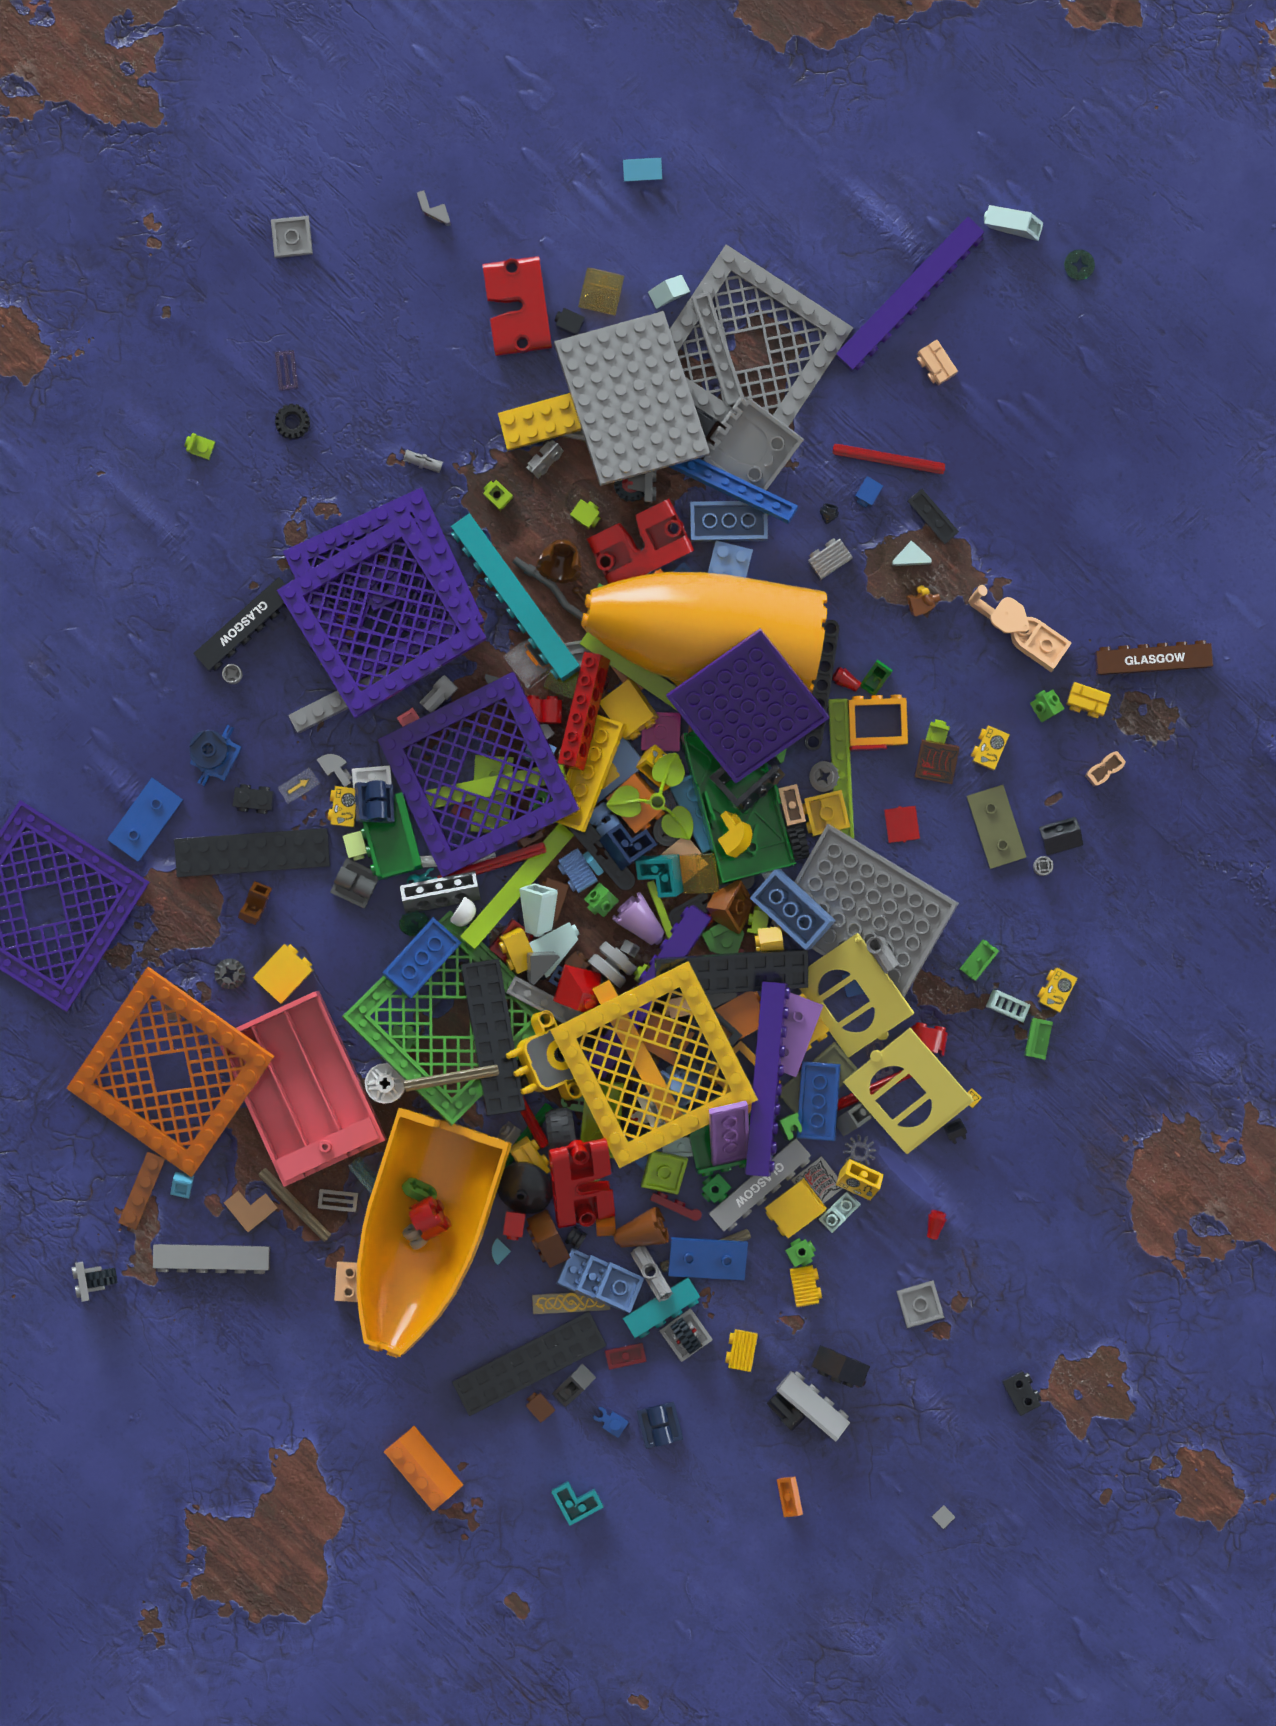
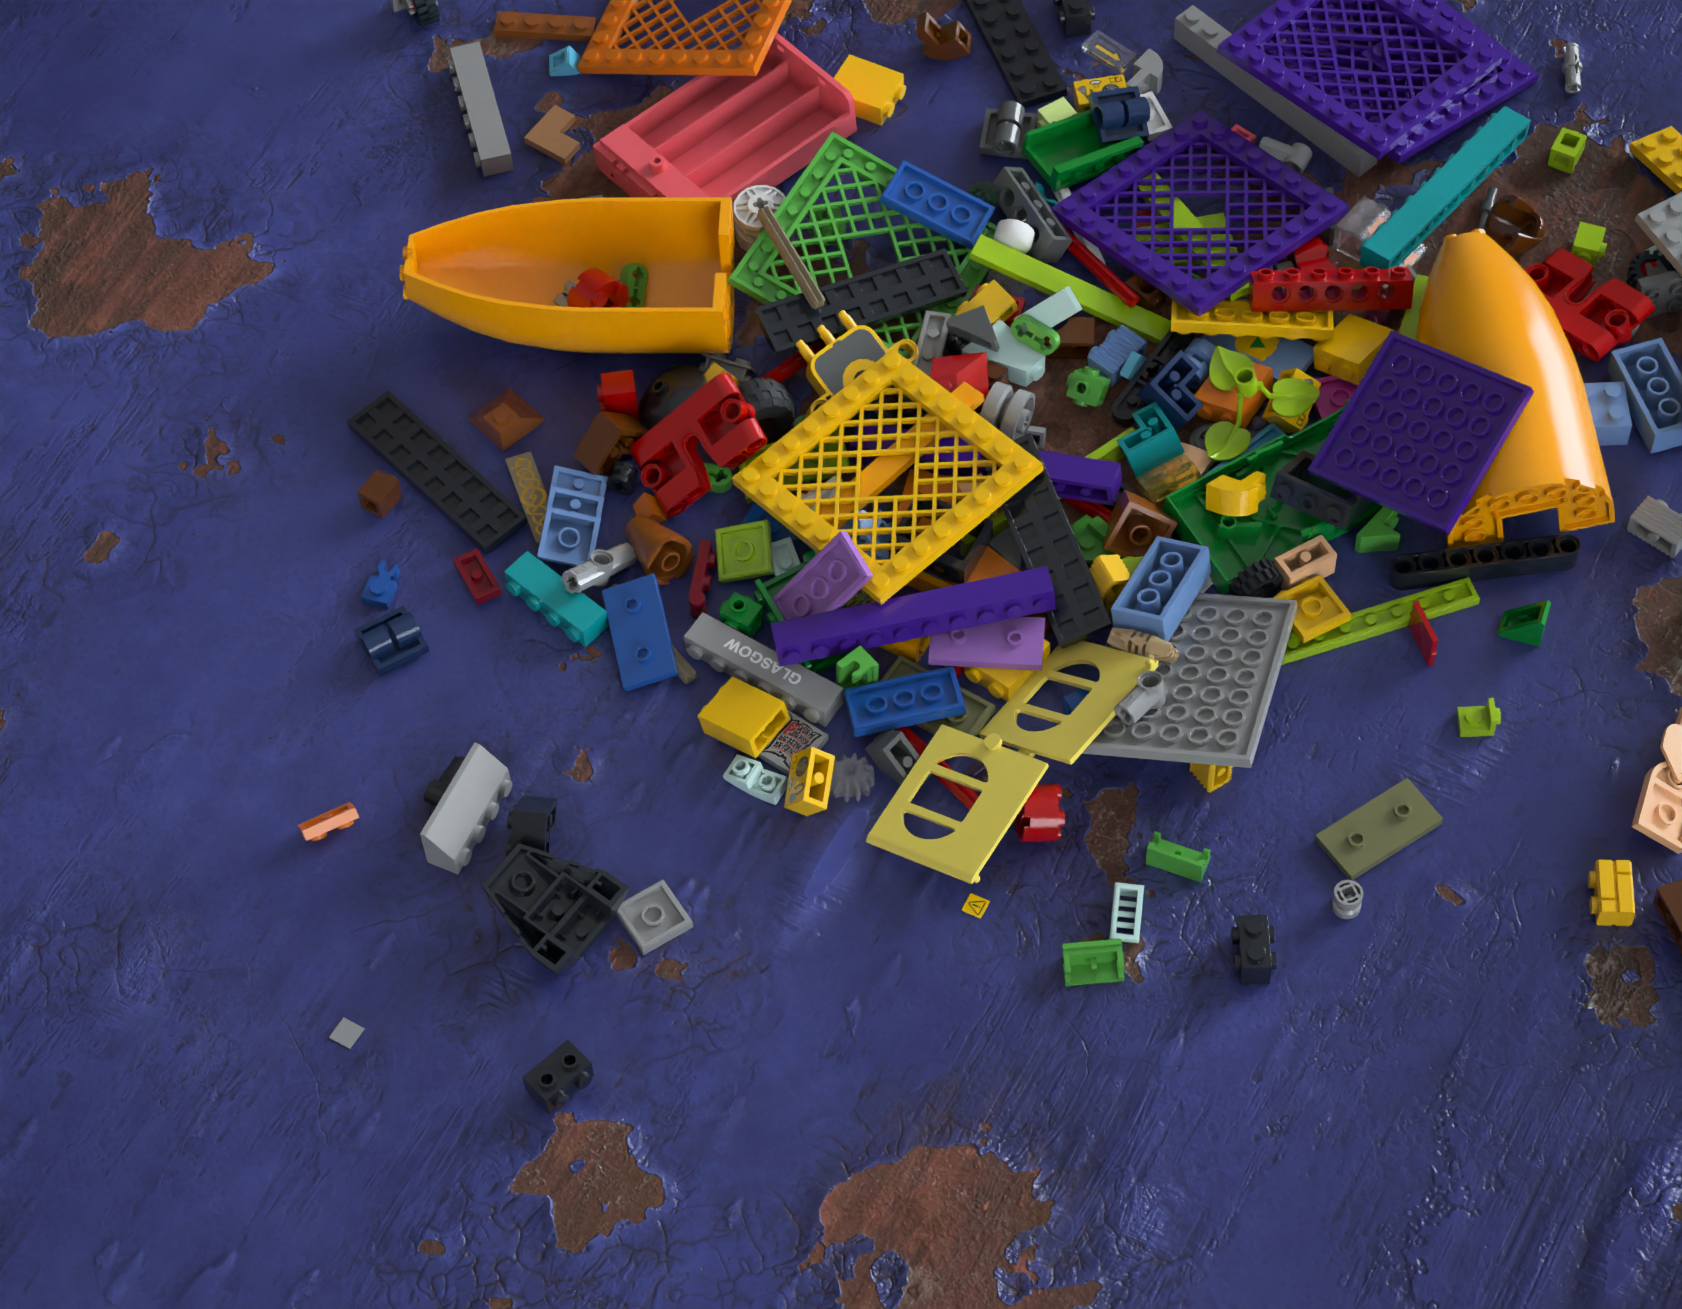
camera: 80 degrees right, 30 degrees down
(238, 976) = (841, 51): dark grey gear -> none
(294, 1204) = (578, 171): dark tan axle -> none
(423, 1468) = (263, 390): orange slope -> none
(495, 1304) = (506, 419): none -> dark orange slope
(499, 1251) = (579, 403): medium azure tile -> none
(539, 465) = (1637, 189): light grey hinge -> none
(554, 924) = (1035, 335): none -> bright green beam
(574, 1385) = (421, 526): dark grey slope -> none
(575, 1507) = (254, 565): teal brick -> none
(640, 920) = (1081, 427): lavender cone -> none
(686, 1335) = (526, 635): light grey plate -> none
(741, 1350) = (523, 709): yellow brick -> none
(794, 1256) = (681, 739): bright green brick -> none
(805, 1285) = (636, 760): yellow brick -> none
(817, 772) = (1361, 596): light grey gear -> none
(832, 936) = (1142, 644): none -> tan hinge
(845, 679) = (1505, 588): red cone -> none
(878, 700) = (1475, 672): light orange window -> none
(902, 824) = (1333, 713): red piece -> none
(904, 1368) = (554, 904): none -> black wedge
(922, 602) = (1655, 648): dark orange piece -> none
(935, 1223) = (779, 901): red cone -> none
(937, 761) = (1440, 726): reddish brown tile -> none
(955, 1129) = (922, 889): black tile -> none
(990, 747) = (1488, 787): yellow brick -> none
(1046, 705) = (1580, 839): bright green brick -> none
(1056, 935) = (1253, 953): none -> black brick
(1057, 989) = (1173, 967): yellow brick -> none
(1061, 836) = (1399, 914): black panel -> none
(1109, 765) = (1526, 939): light nougat brick -> none

